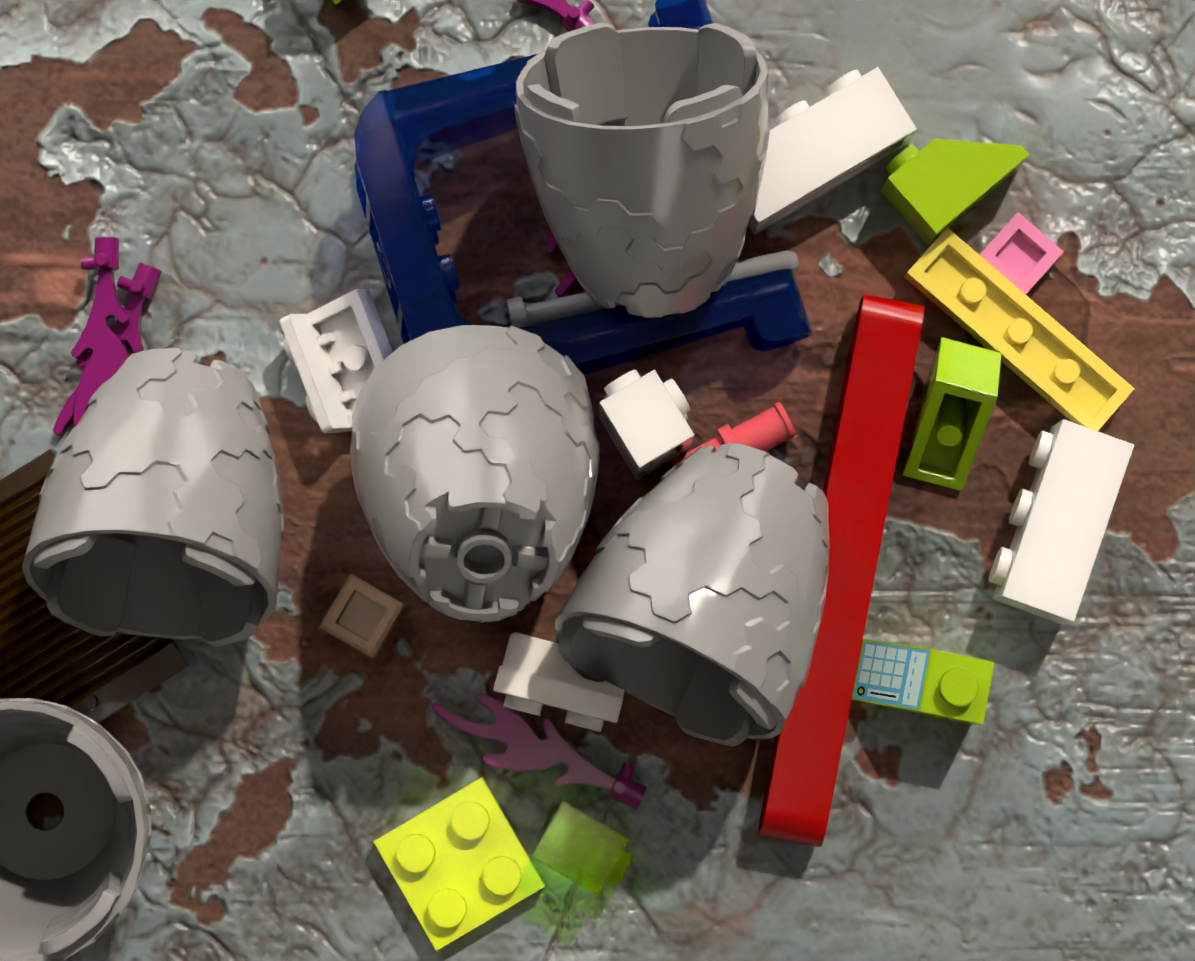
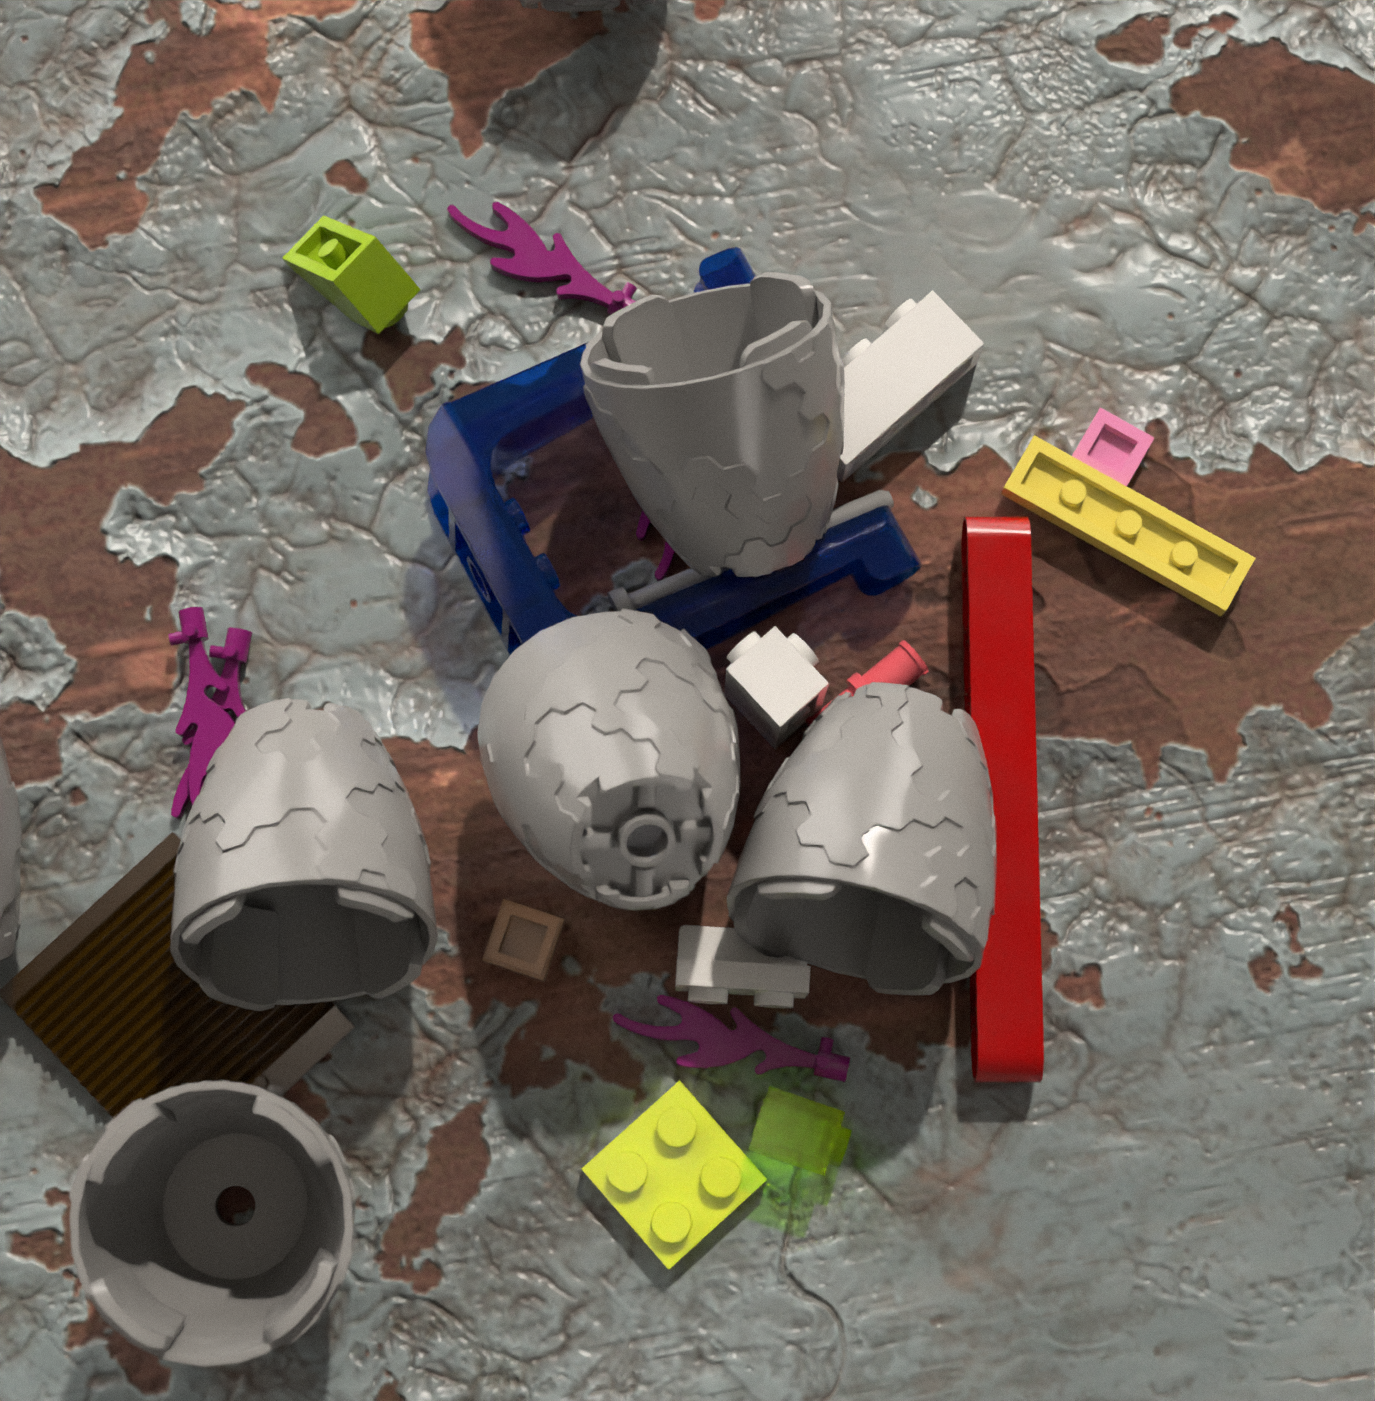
camera: 10 degrees left, 5 degrees down
(336, 355) = (447, 681): white bracket -> none
(923, 681) = (1110, 892): slope -> none
(947, 180) = (1023, 390): lime slope -> none
(953, 413) = (1080, 618): lime slope -> none
(1060, 521) = (1210, 704): white brick -> none

